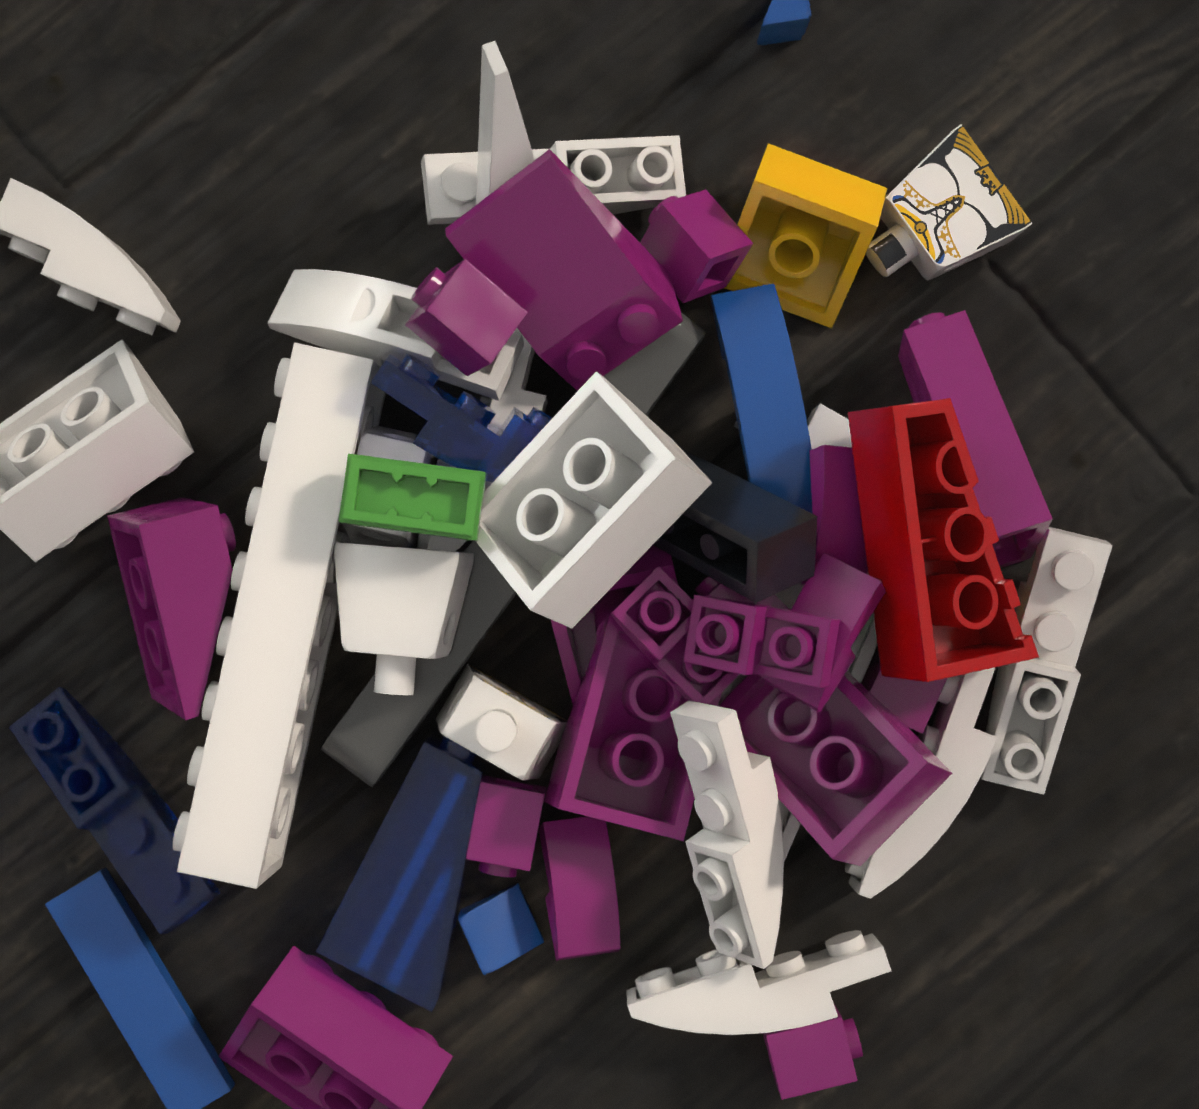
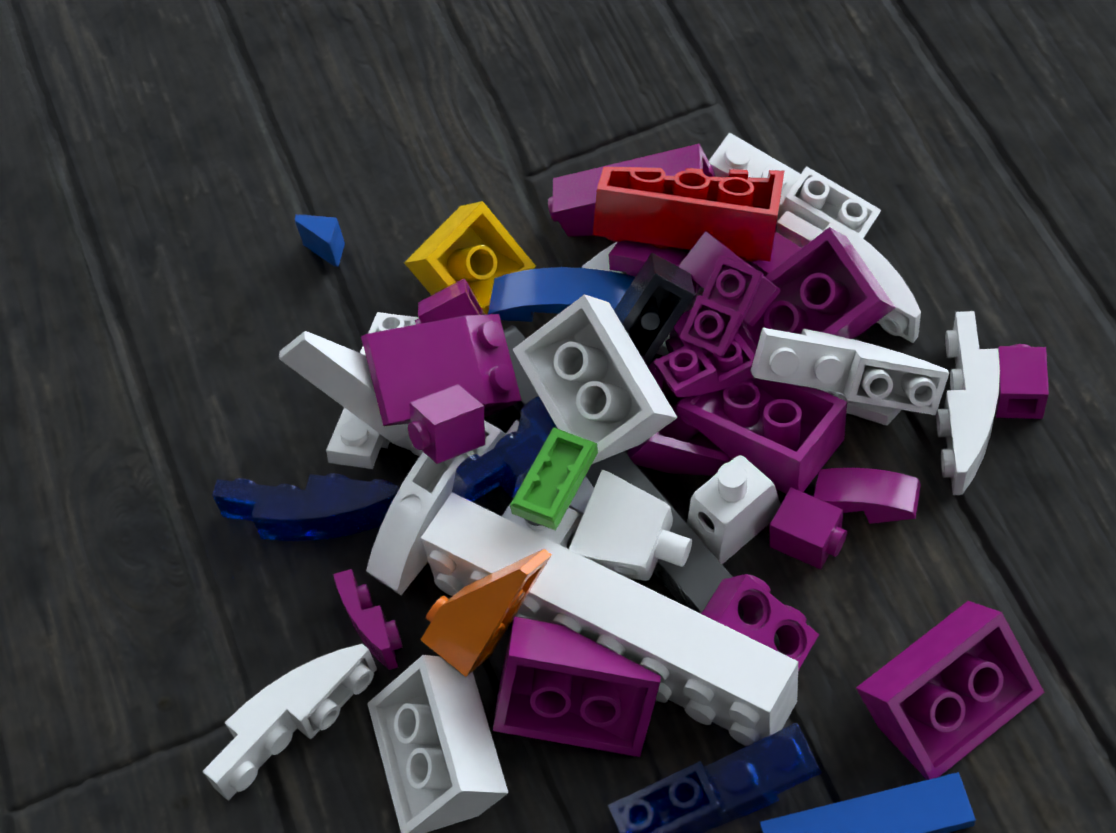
camera: 55 degrees left, 30 degrees down
(203, 317) = (369, 621): none -> magenta slope
(219, 461) = (476, 617): none -> orange slope
(325, 806) = (762, 616): none -> magenta brick
(358, 177) = (325, 510): none -> clear blue slope
(409, 887) = (850, 607): clear blue slope -> none
(500, 928) = (884, 559): blue slope -> none
(946, 212) = (487, 174): torso -> none

